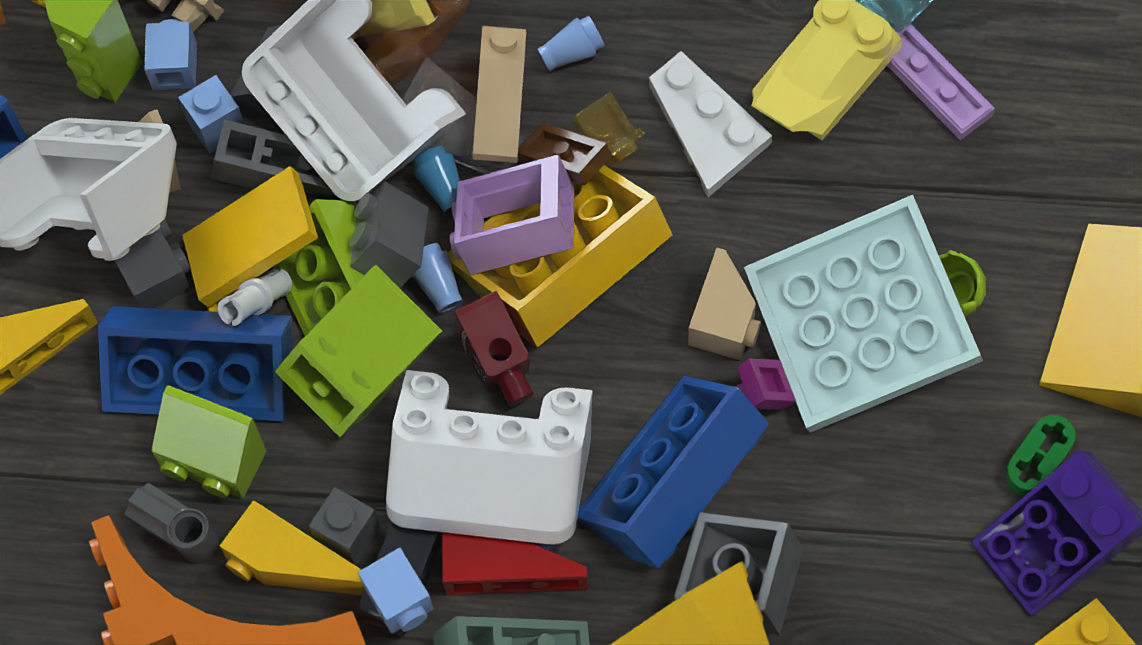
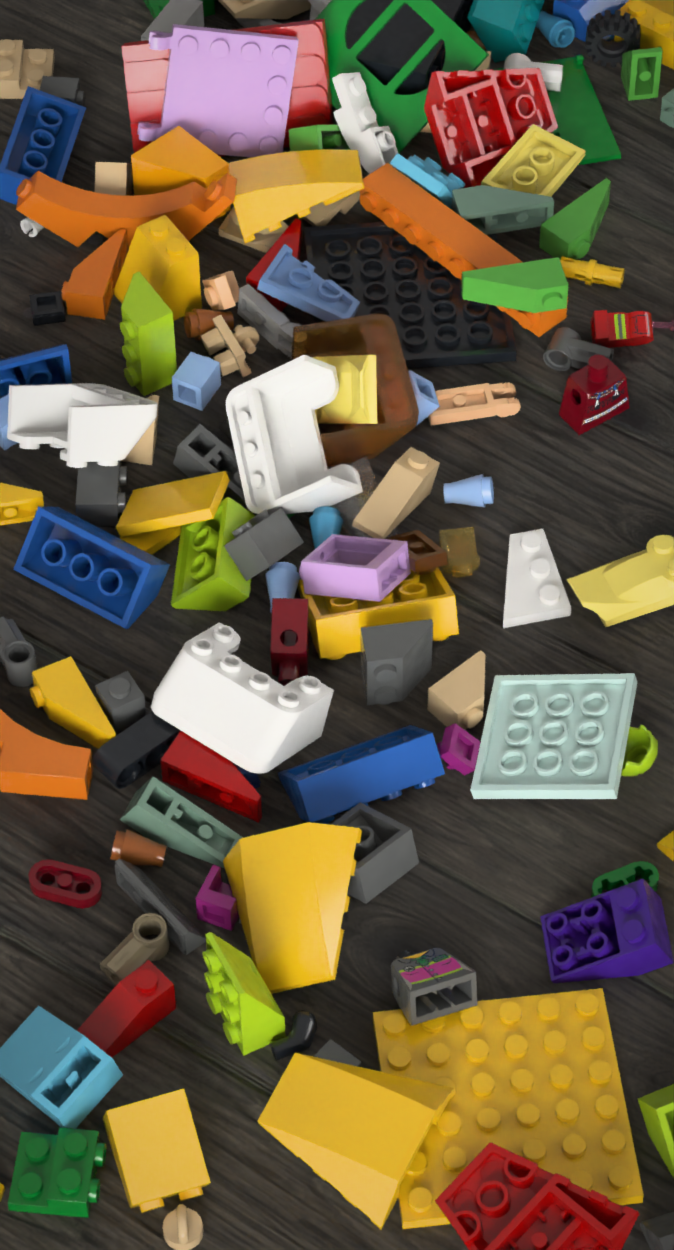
camera: 25 degrees right, 15 degrees down
(206, 444) = (64, 611): lime slope -> none
(207, 108) = (197, 413): light blue brick -> none
(254, 296) = (152, 540): white pin -> none
(358, 351) = (193, 596): lime slope -> none
(396, 592) = (124, 745): light blue brick -> none
(624, 312) = (395, 659): none -> dark grey slope

